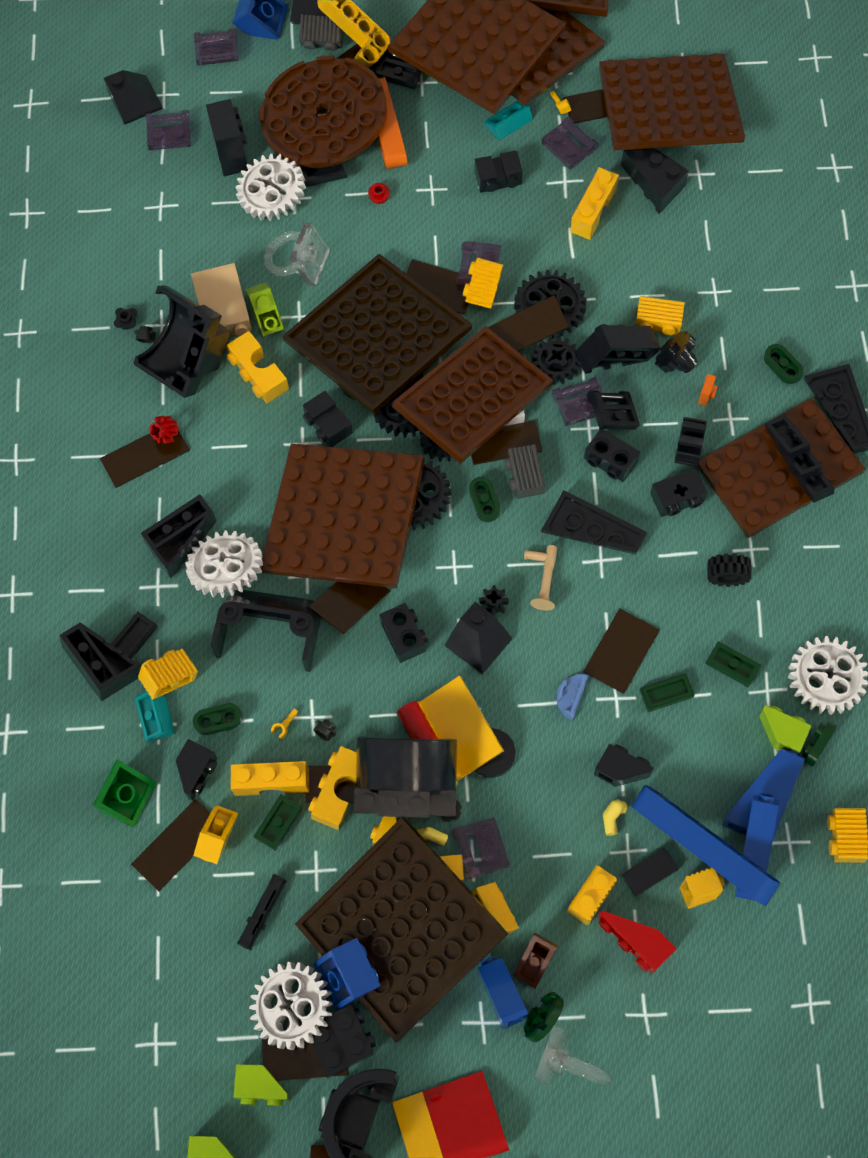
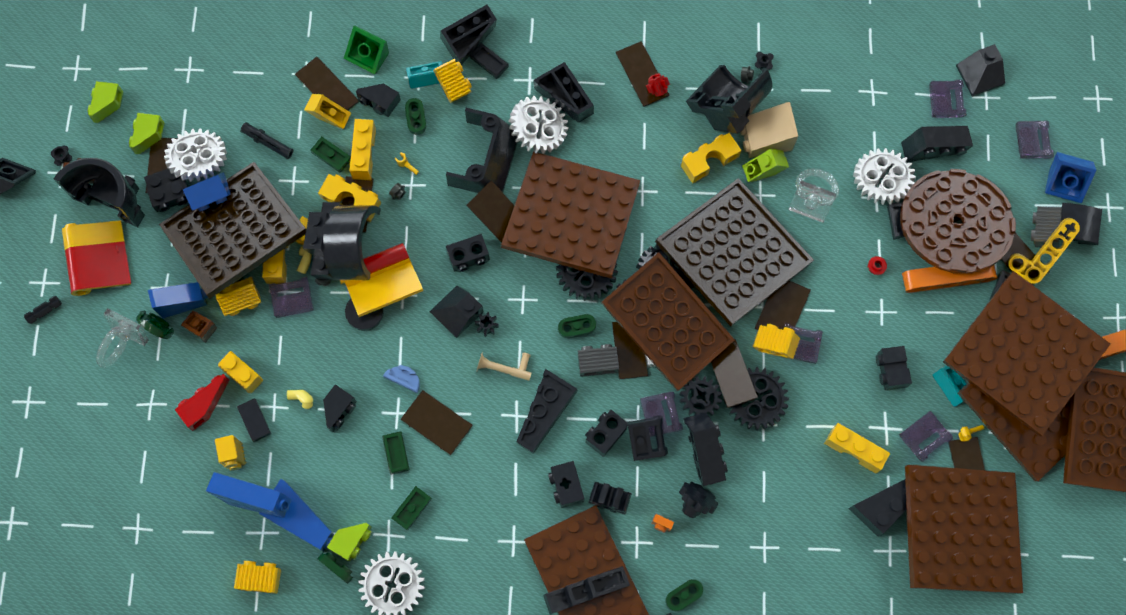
camera: 90 degrees right, 5 degrees up
(327, 419) = (659, 208): black brick -> none
(660, 314) = (739, 491): yellow brick -> none
(706, 845) = (256, 455): blue beam -> none
(729, 570) = (489, 514): black tyre -> none

